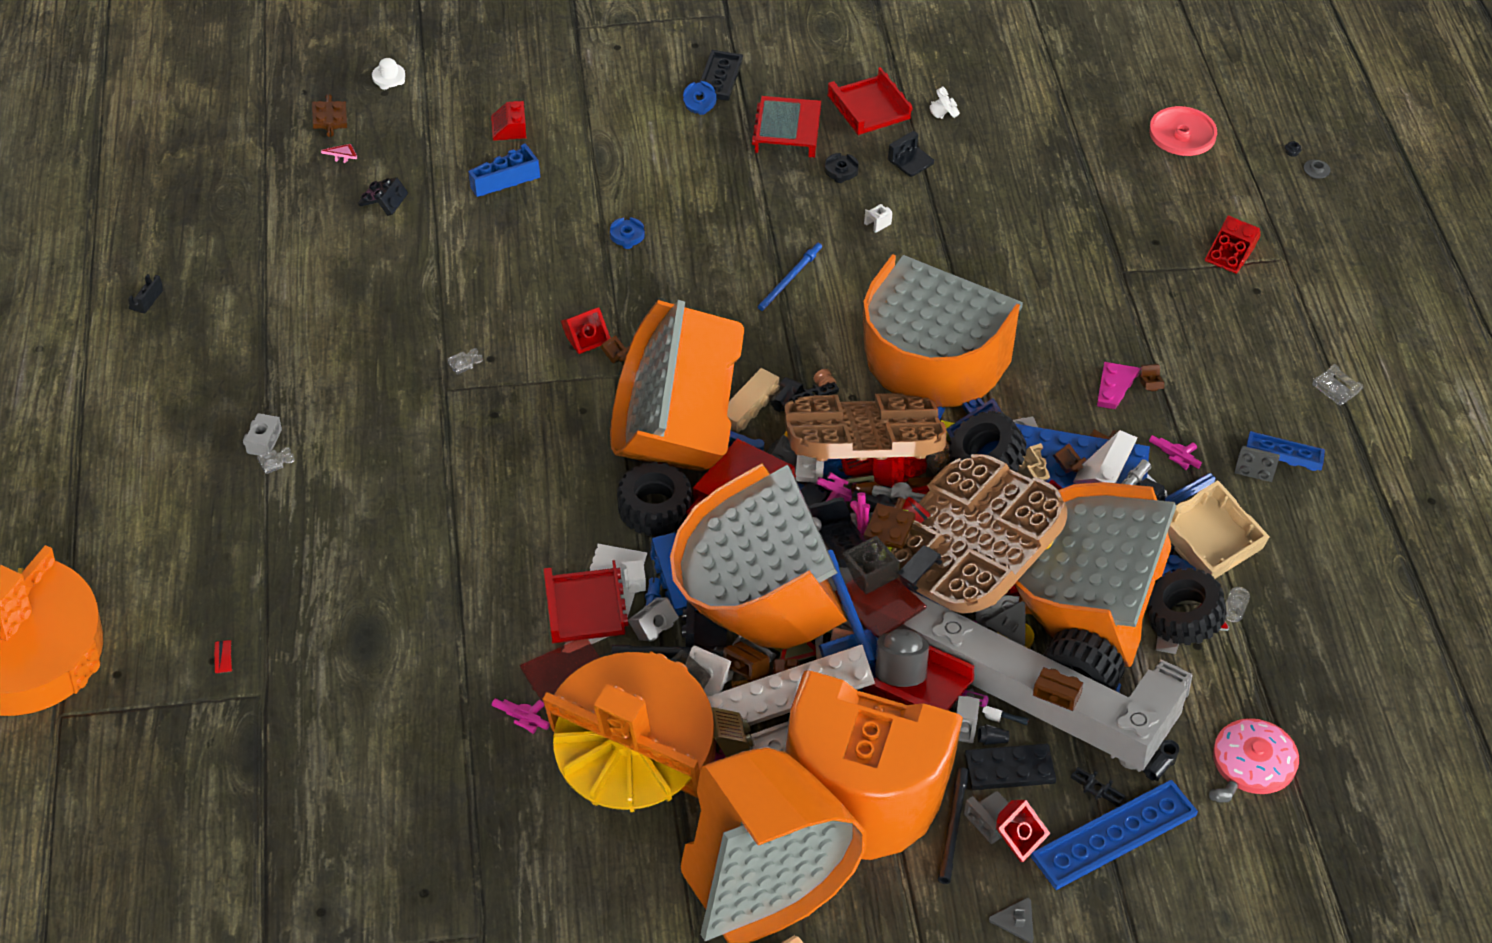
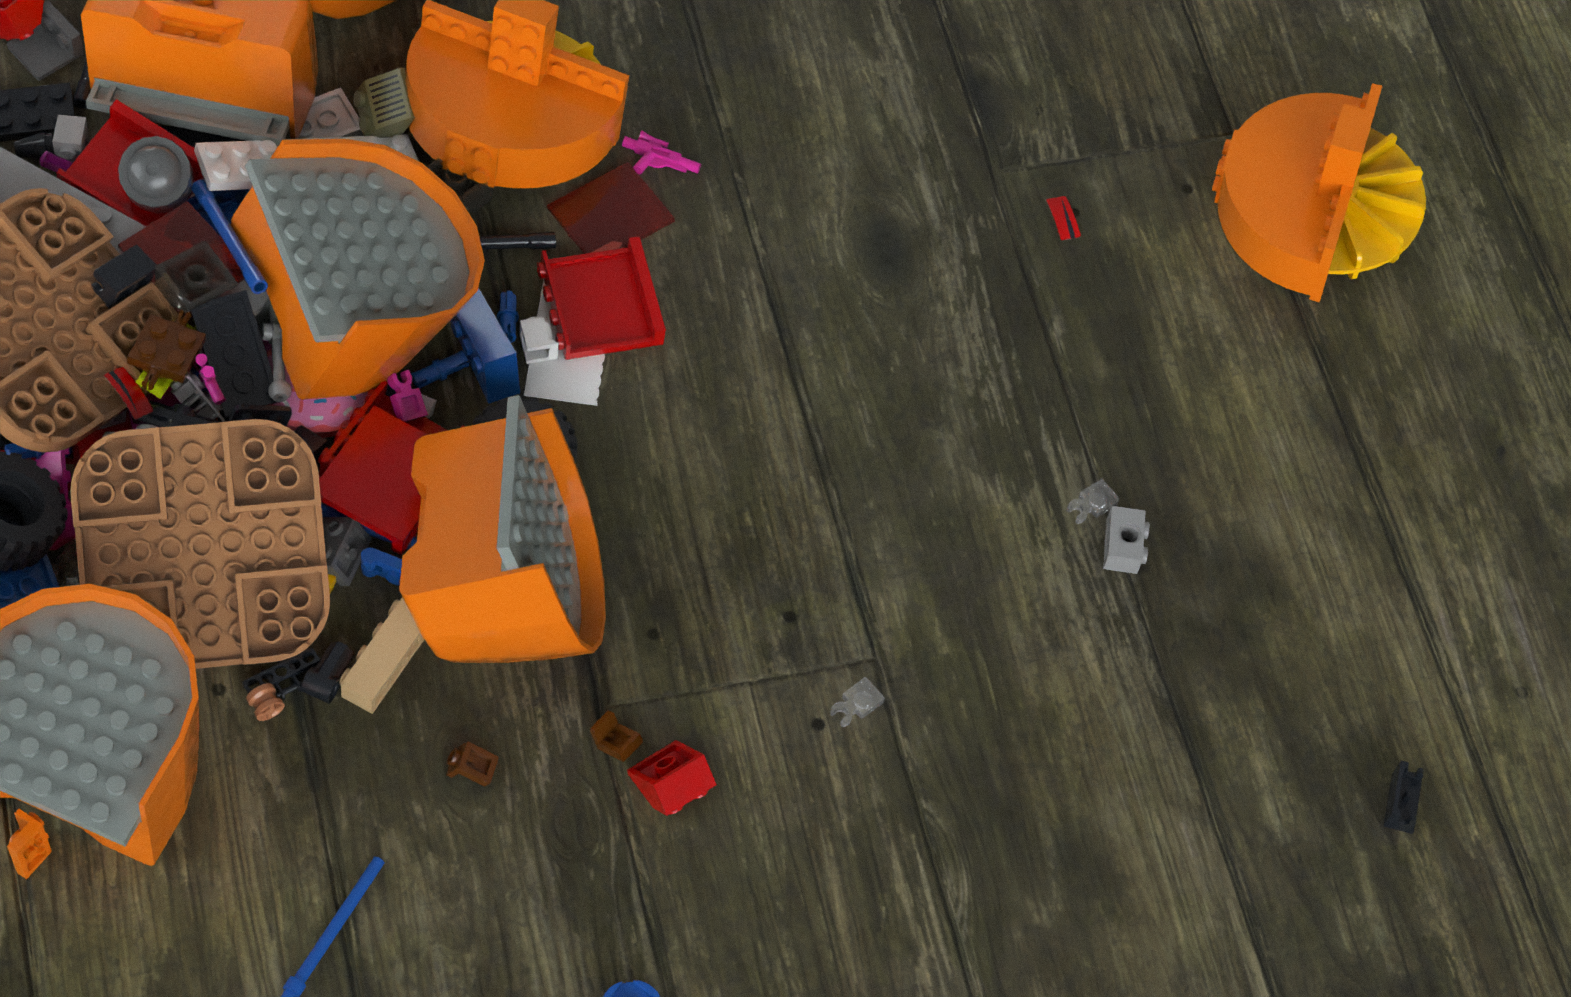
camera: 165 degrees right, 10 degrees up
(643, 620) = (505, 270): light grey brick -> none

